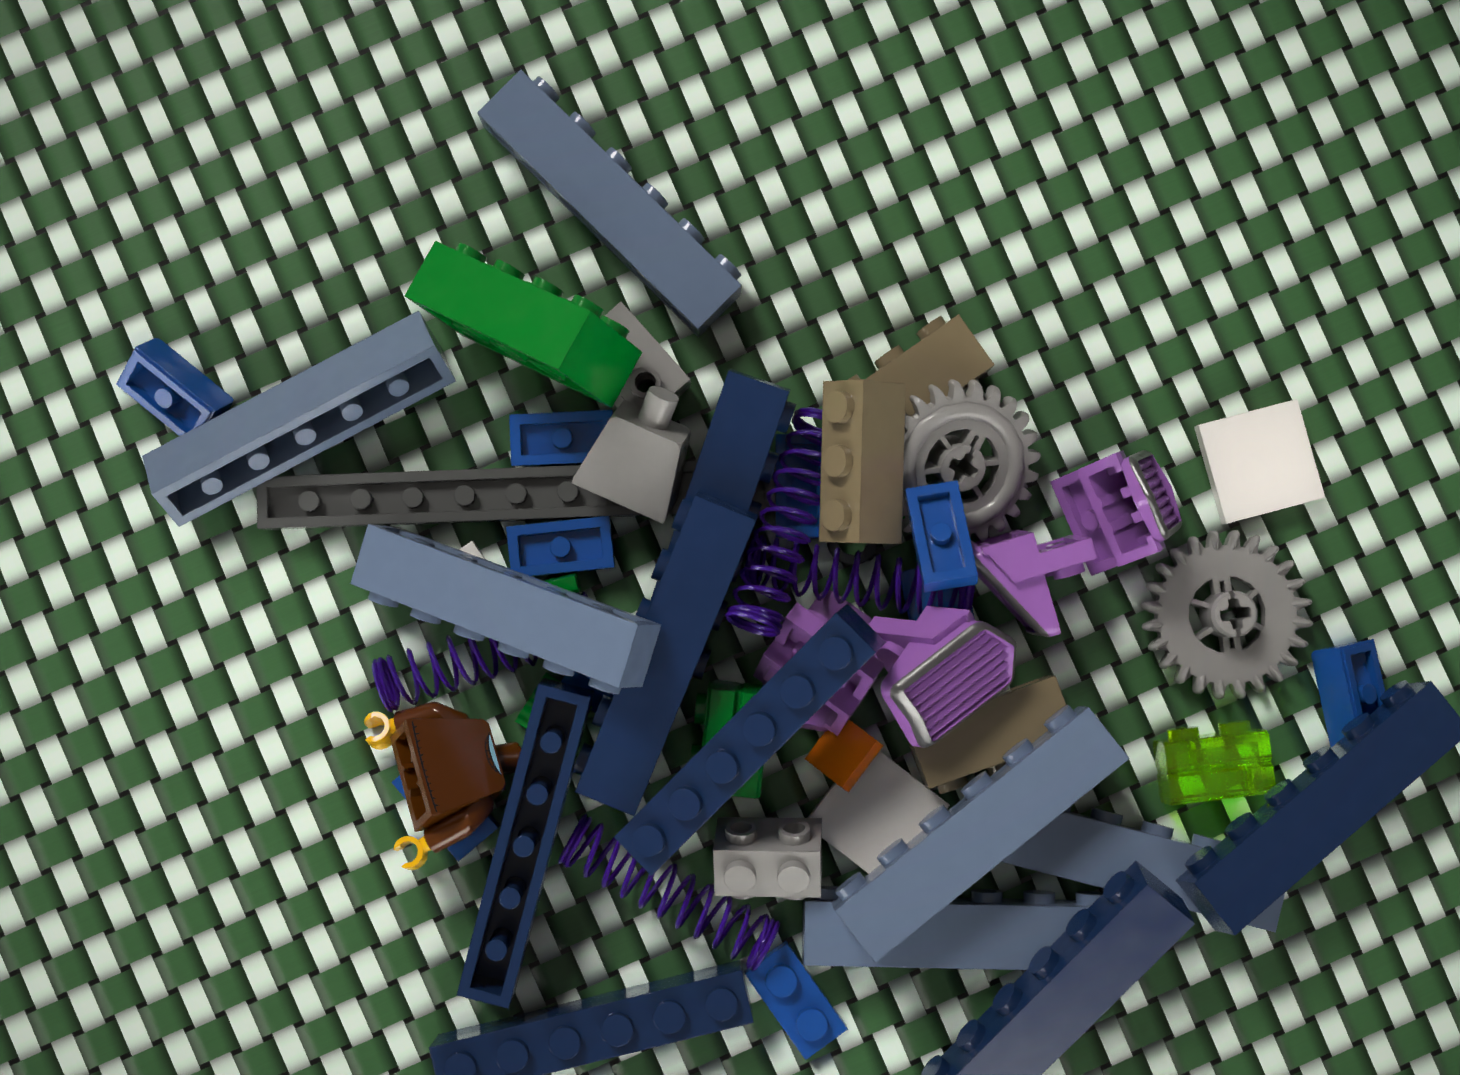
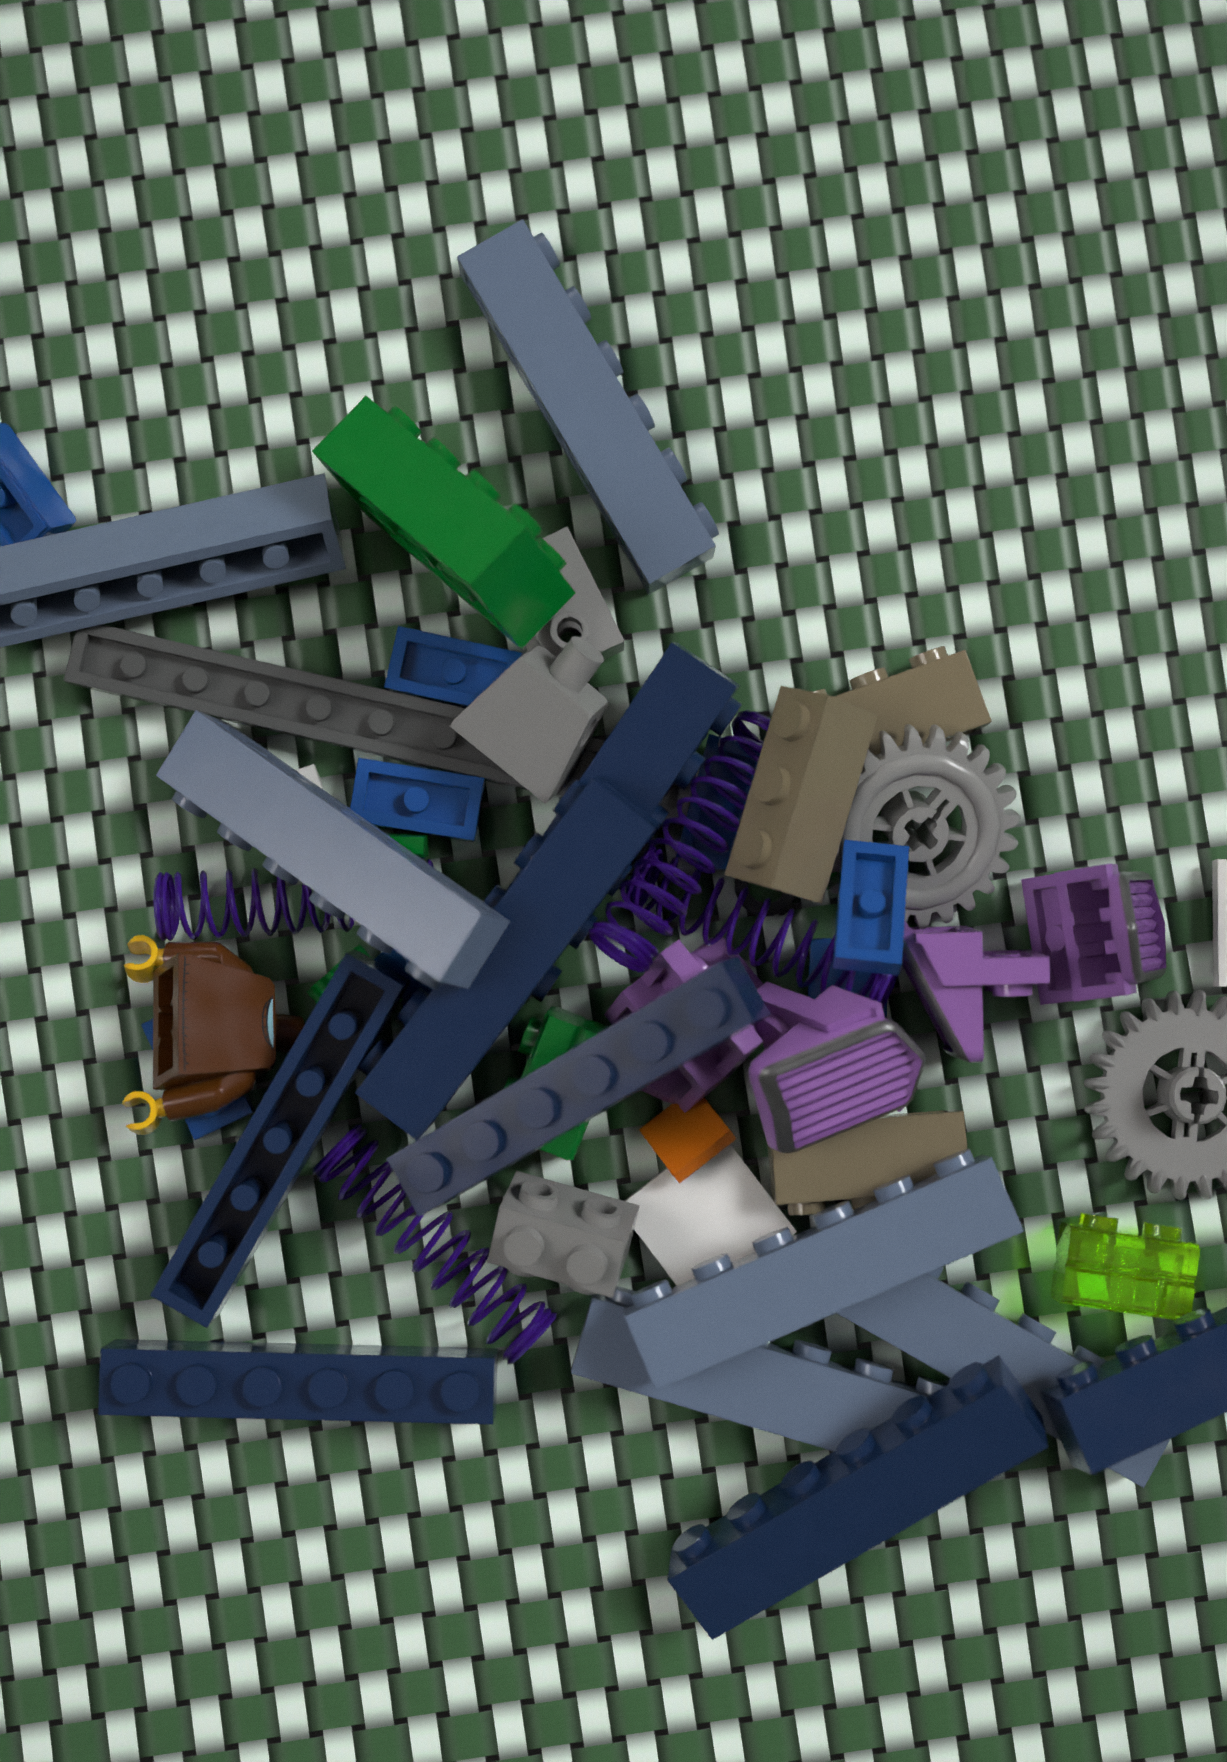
camera: 15 degrees right, 0 degrees up
(796, 1000) = (551, 1414): blue plate -> none

